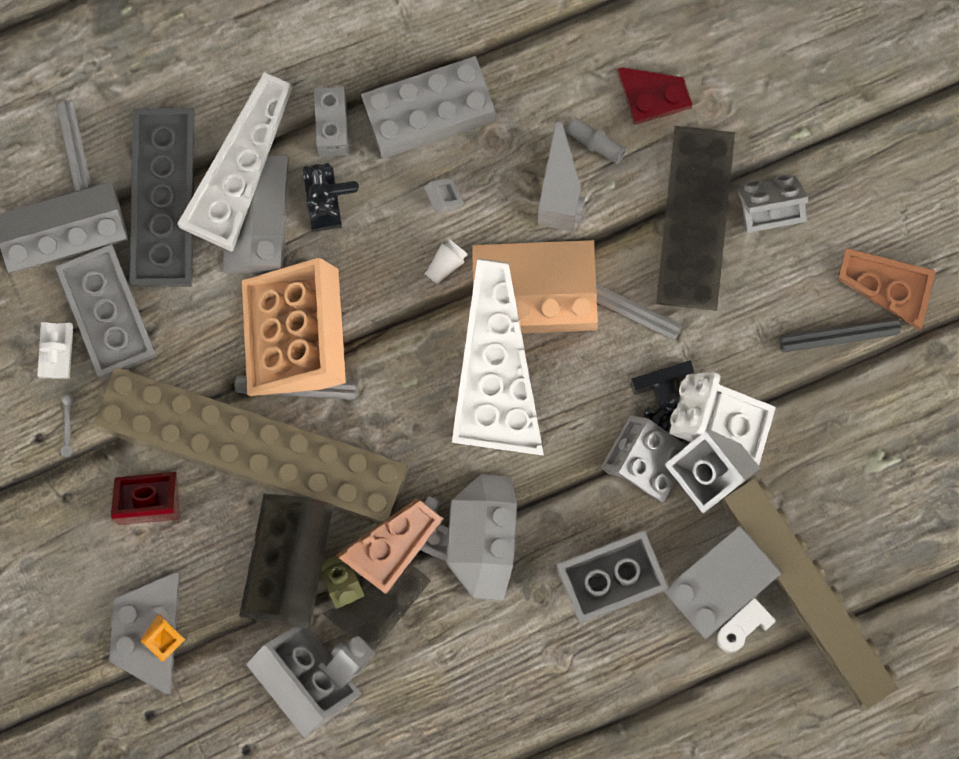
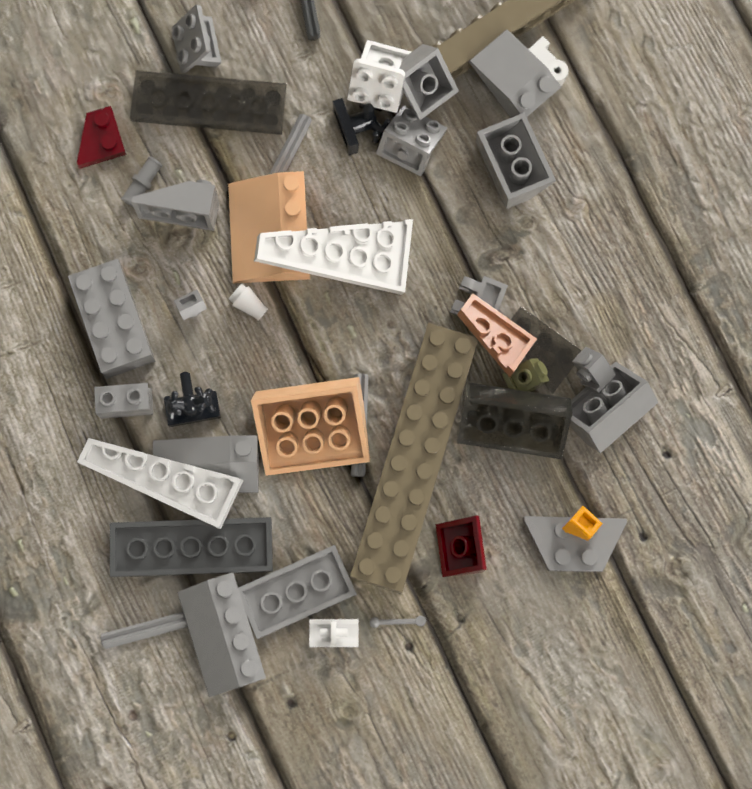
camera: 100 degrees left, 0 degrees up
(483, 536) = (481, 262): light grey wedge -> none

